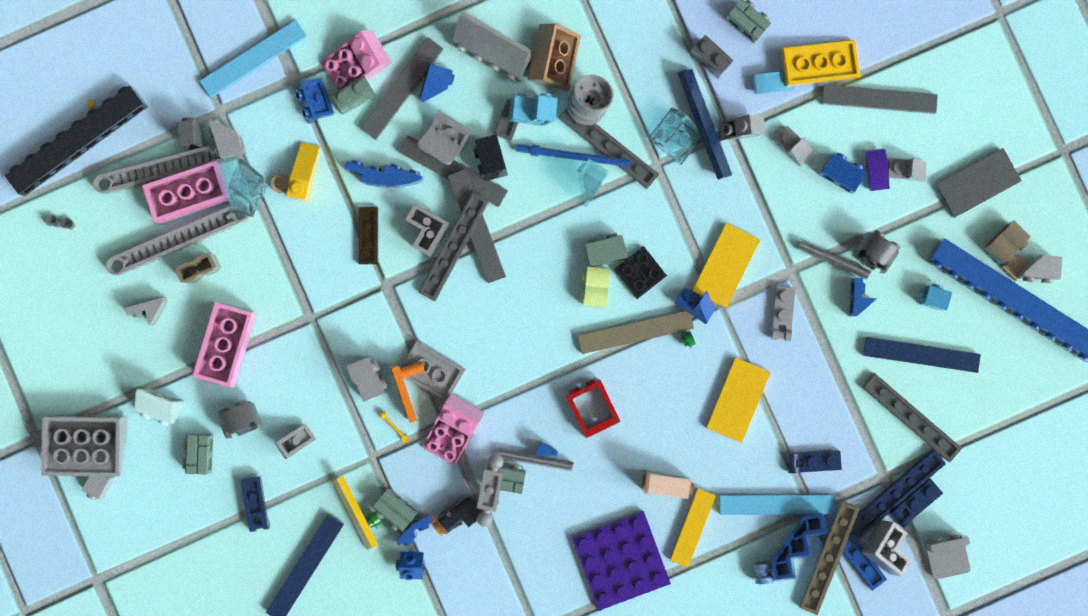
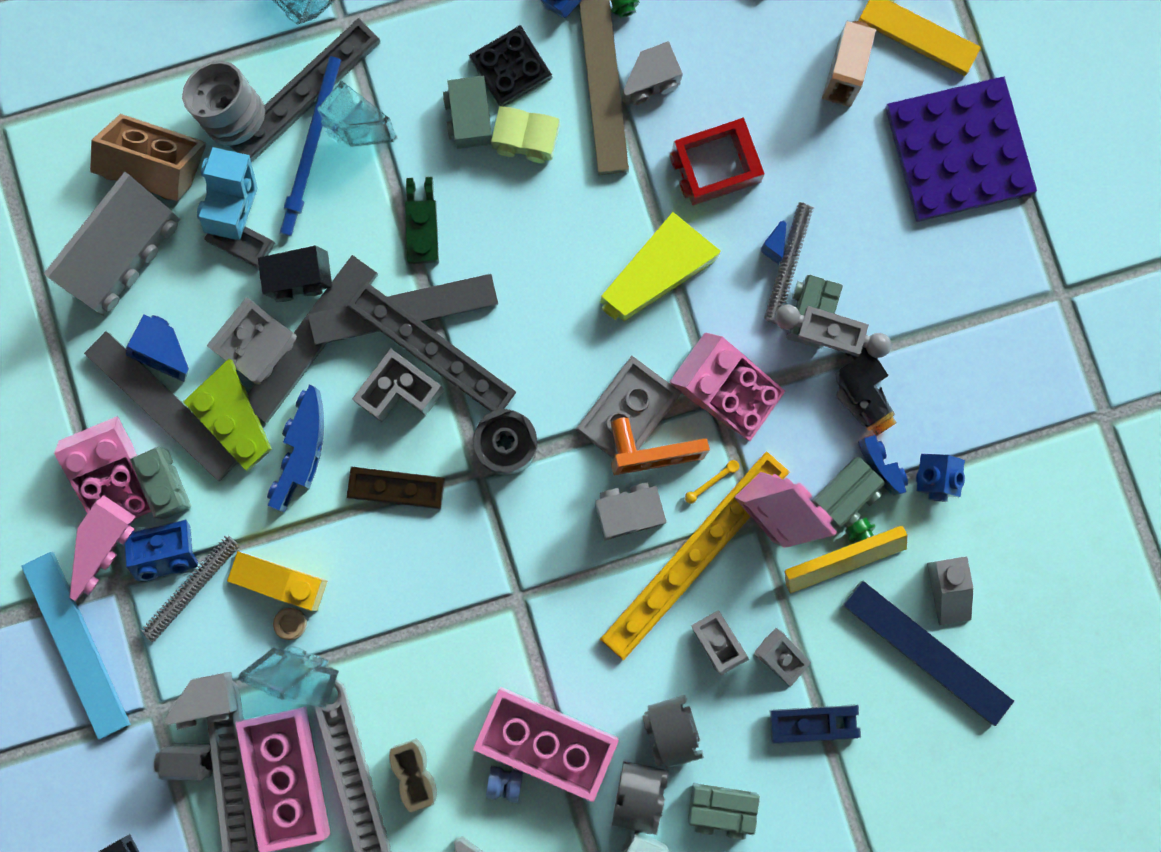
camera: 85 degrees left, 5 degrees down
(198, 403) = (640, 798): none -> dark grey brick
(199, 322) = (504, 784): none -> medium blue wheel
(292, 479) = (782, 657): none -> light grey slope
(305, 129) = (190, 589): none -> light grey axle
(315, 63) = (95, 541): none -> bright pink slope
(344, 578) = (952, 589): none -> light grey slope
(348, 421) = (685, 565): none -> yellow tile
(377, 471) = (784, 510): none -> bright pink slope
(390, 296) = (489, 434): none -> dark grey brick
(398, 130) = (227, 413): none -> lime wing
(523, 381) = (660, 266): none -> neon yellow slope
(532, 230) = (421, 224): none -> dark green hinge
(645, 362) = (653, 72): none -> light grey slope

